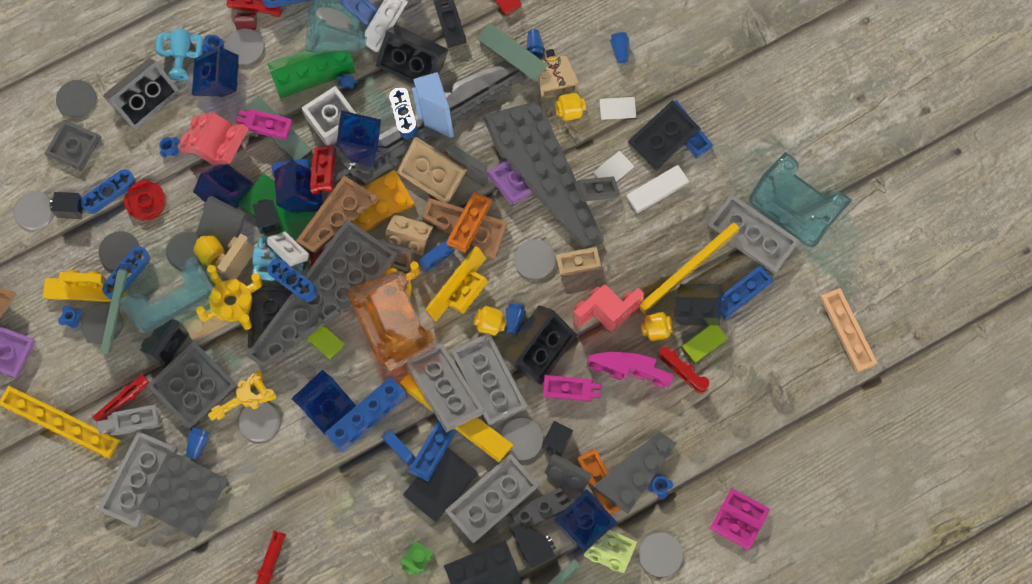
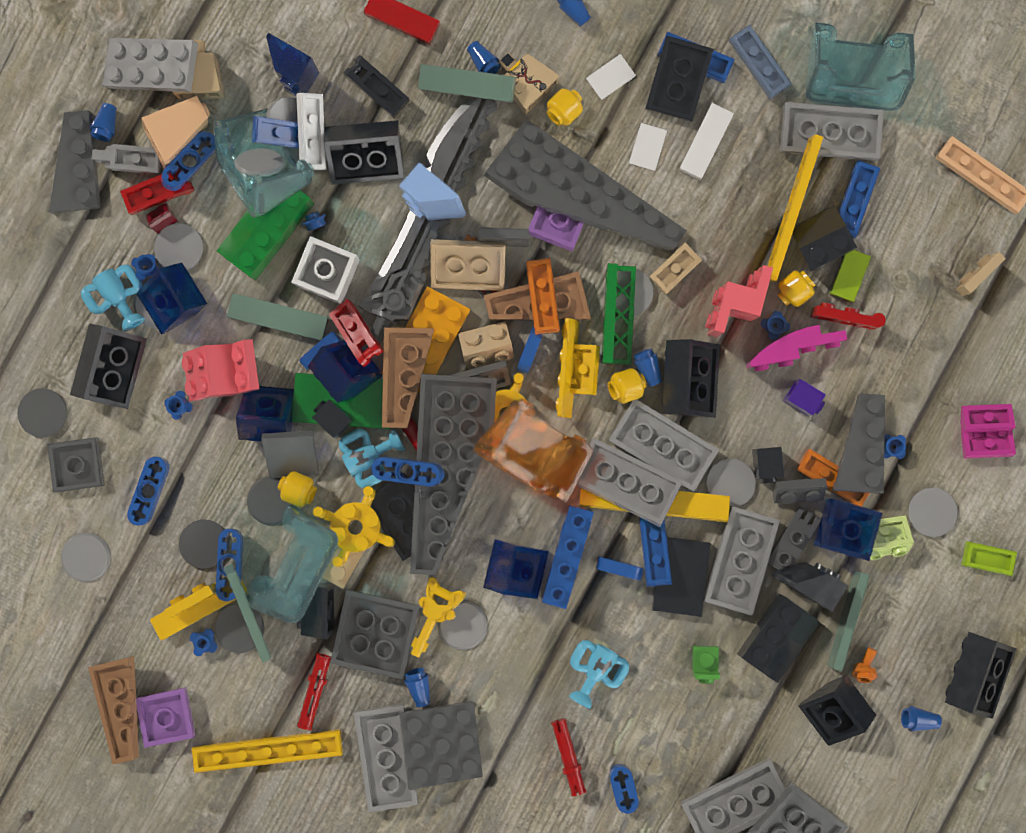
camera: 30 degrees left, 15 degrees up
(66, 205) = (116, 533): black brick -> none
(130, 421) = (339, 707): light grey hinge -> none
(145, 200) = (192, 476): red tile -> none
(236, 259) = (331, 480): tan bracket -> none
(265, 123) = (262, 320): dark pink hinge -> none
(287, 249) = (379, 440): white plate -> none
(326, 342) = (478, 507): lime tile -> none
(333, 511) = (596, 670): none -> medium azure piece
(358, 137) = (375, 278): clear blue slope -> none
(409, 118) = (407, 221): beam -> none
(509, 264) = (609, 314): none -> green fence
(570, 388) = (748, 404): dark pink hinge -> none
(597, 189) = (648, 180): dark grey plate -> none
(614, 408) = (805, 398): none -> dark purple brick
(630, 340) = (783, 326): none -> blue plate
(730, 158) = (759, 62): none -> sand blue tile
(794, 399) = (972, 280): none -> tan plate

